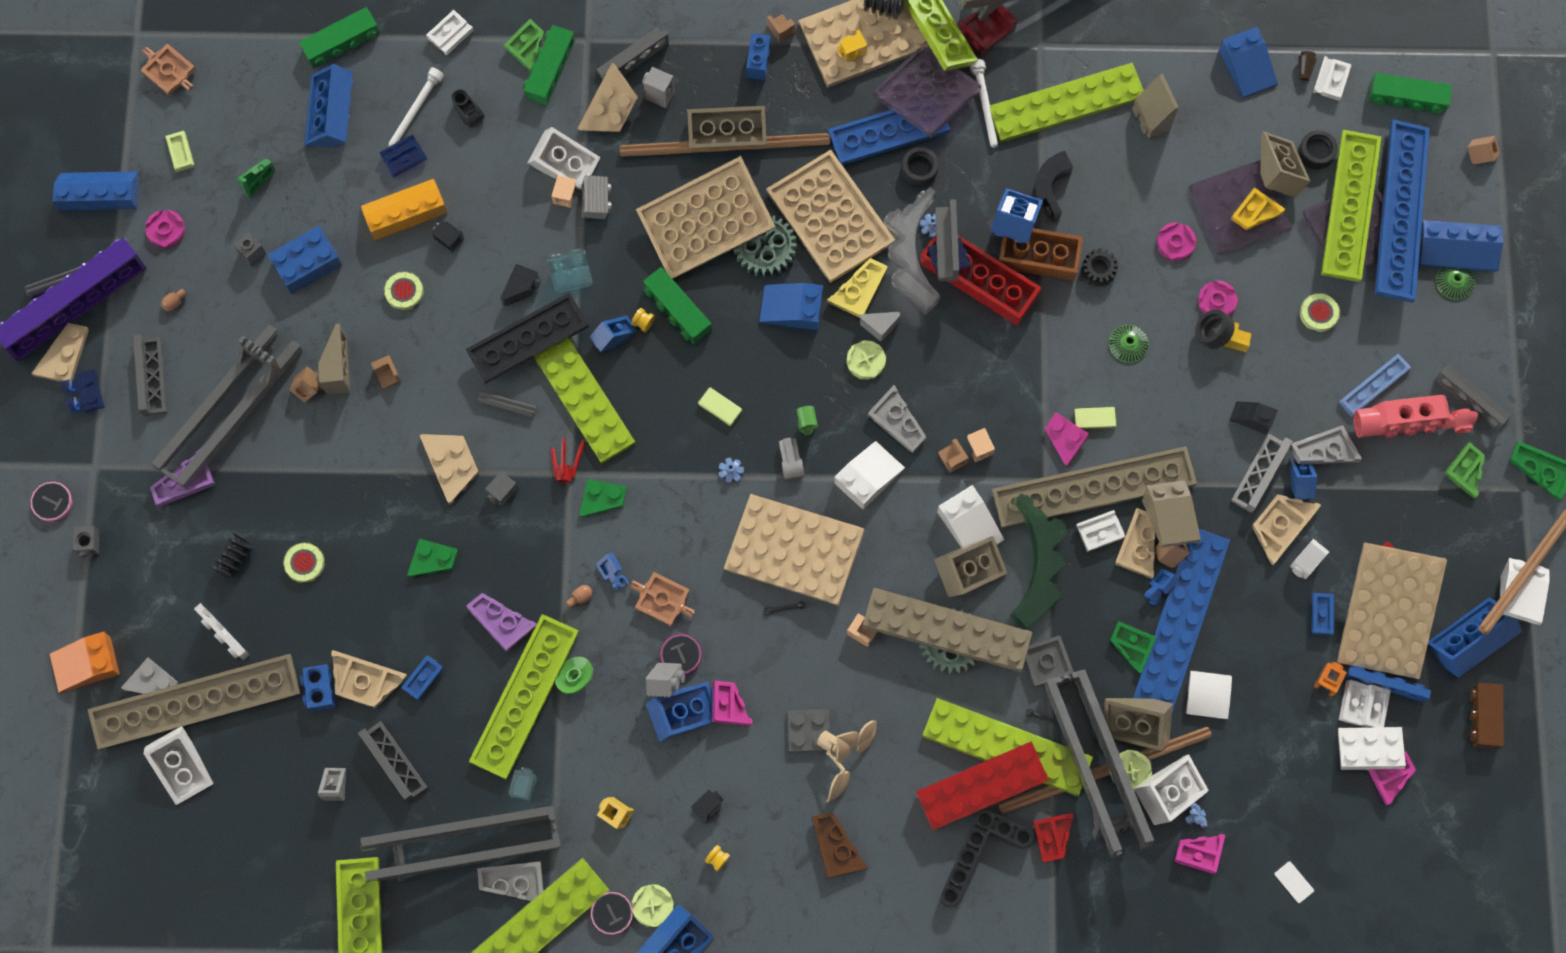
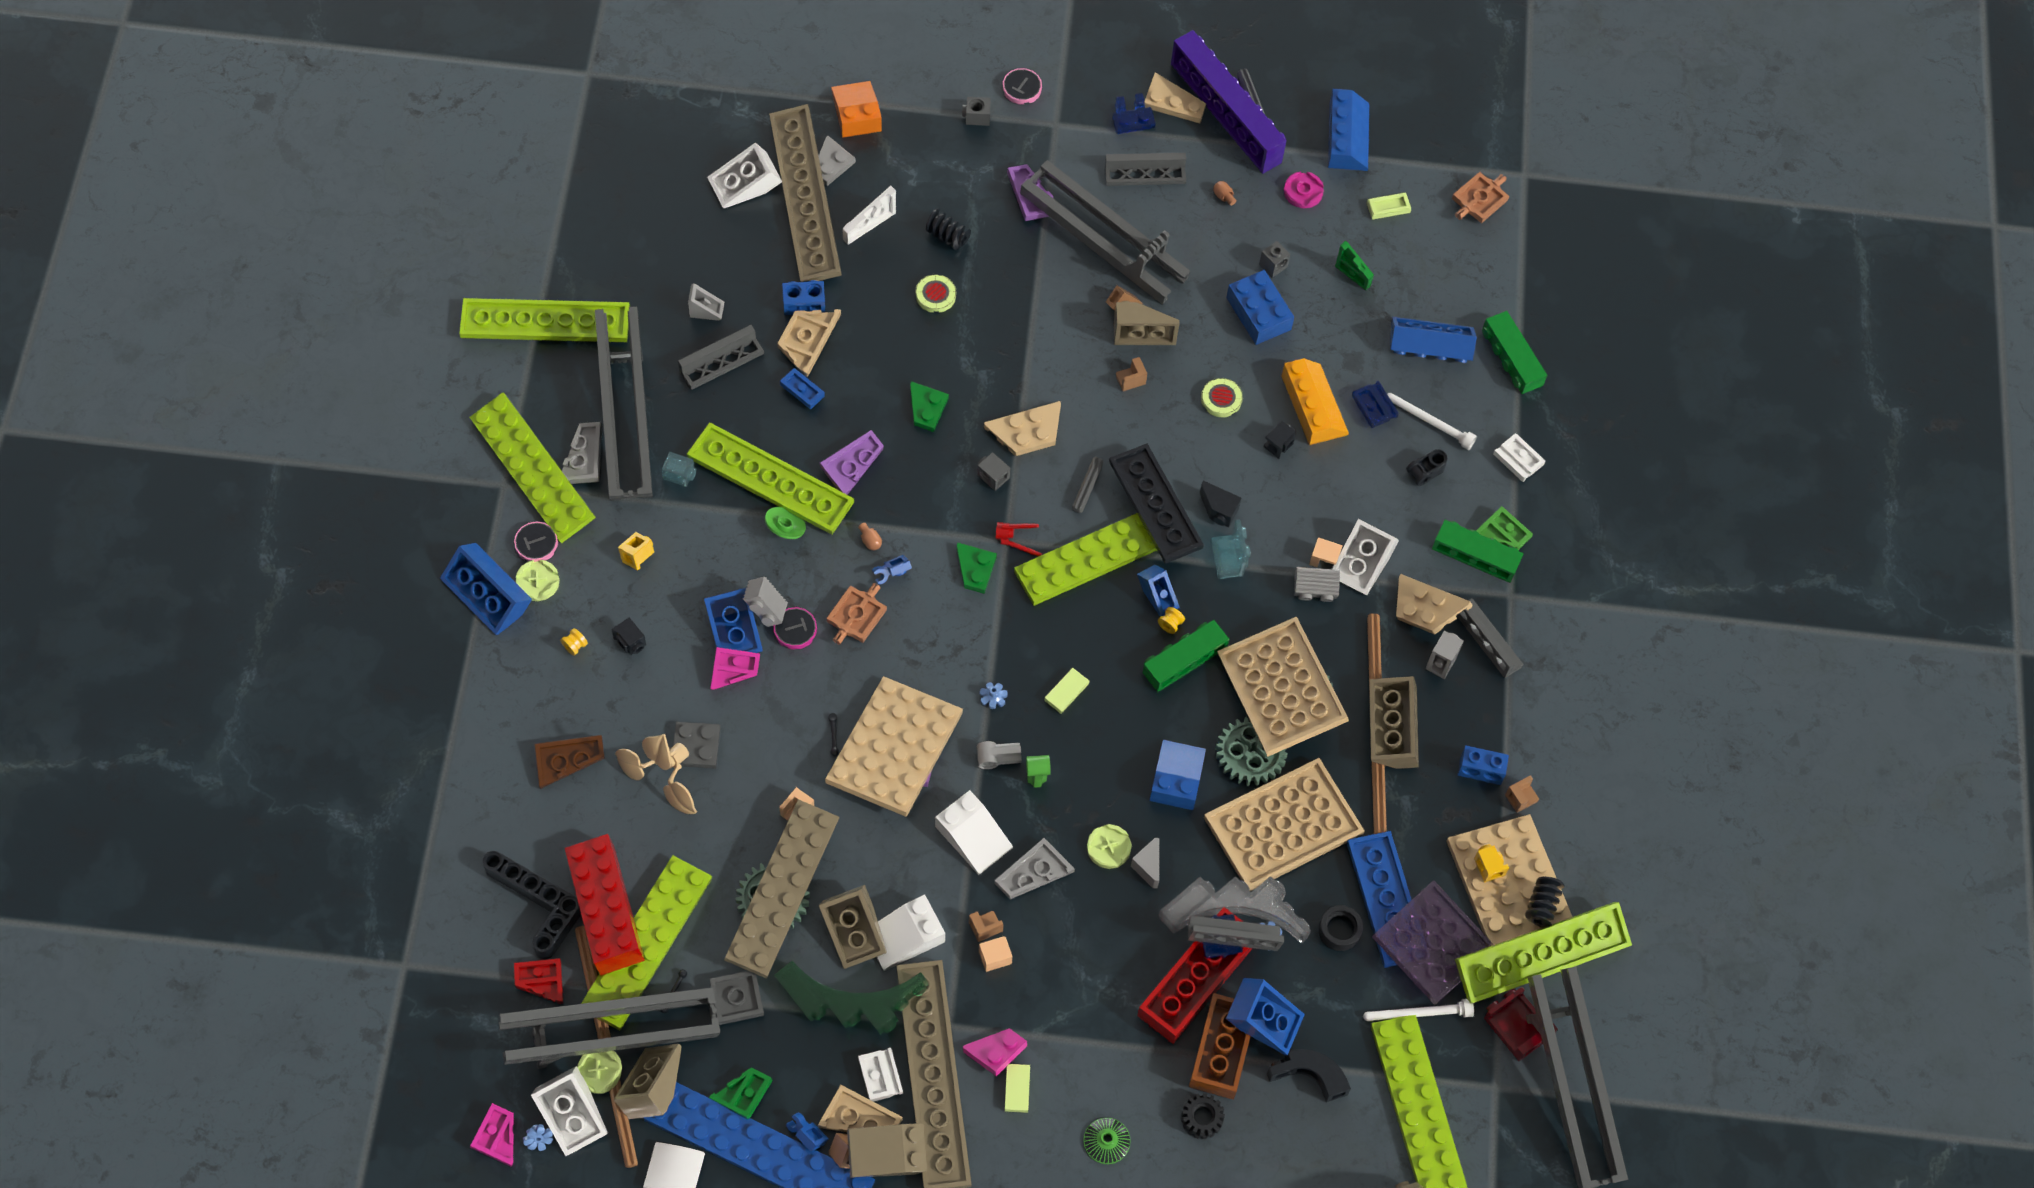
camera: 90 degrees right, 10 degrees down
(859, 291) = (1191, 846): light yellow wing -> none

